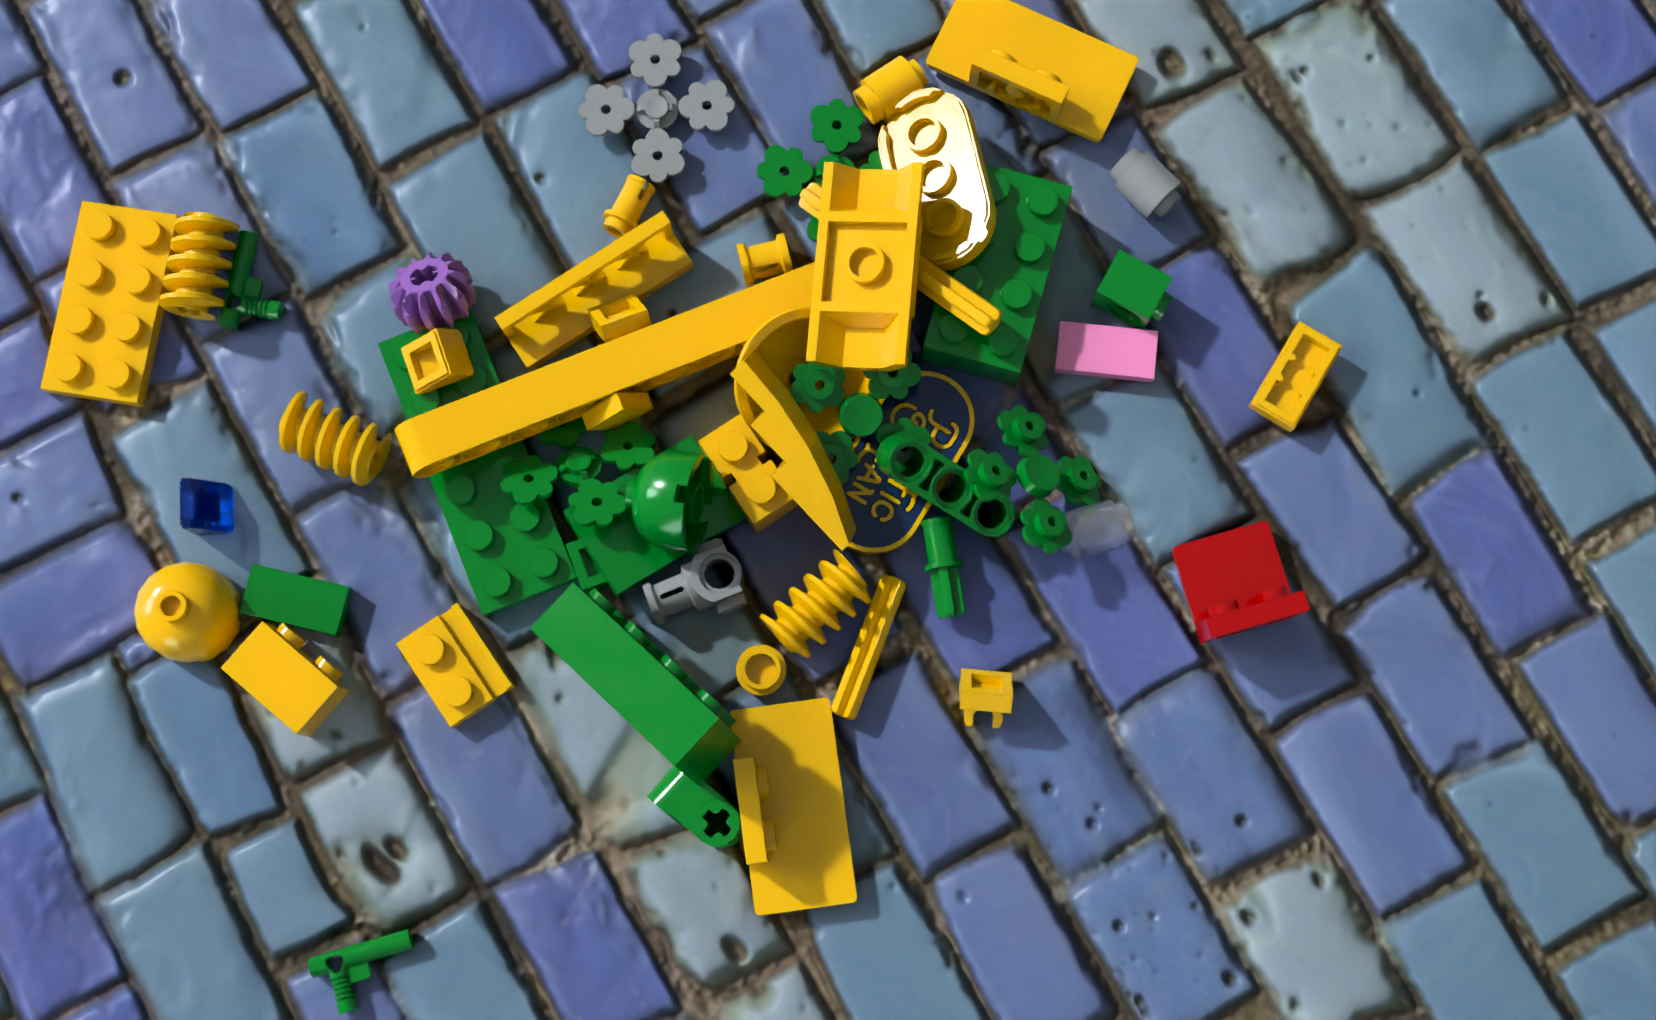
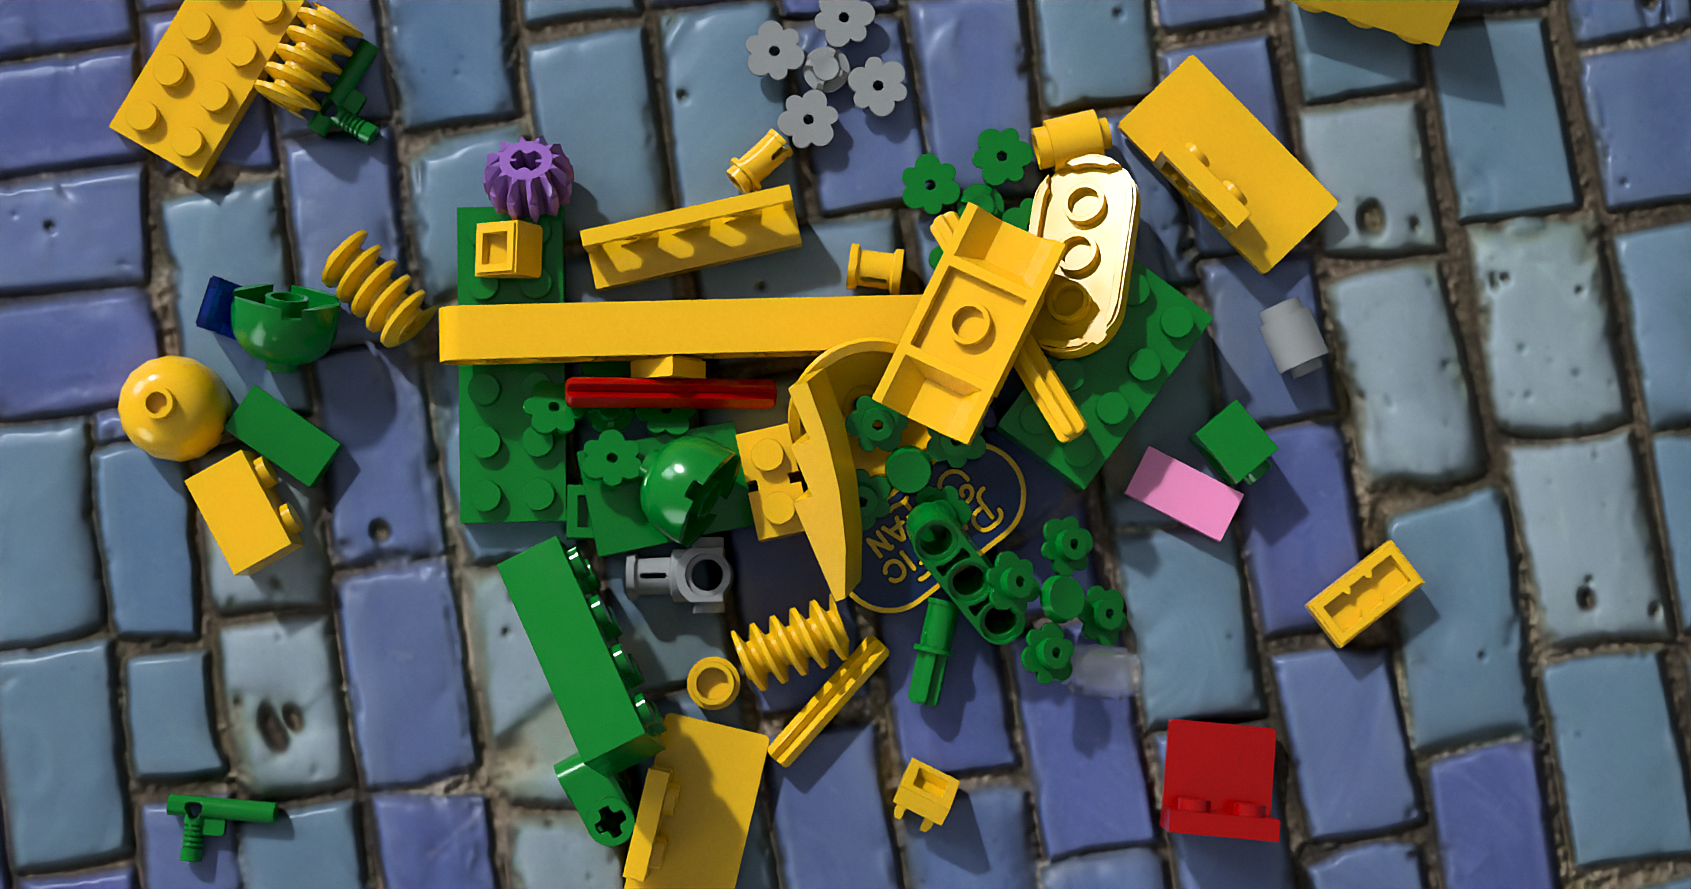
camera: 25 degrees right, 5 degrees up
(261, 500) = (284, 326): none -> green cylinder
(455, 665) = (416, 561): yellow plate -> none
(619, 317) = (705, 276): yellow plate -> none
(626, 429) = (670, 393): none -> red axle

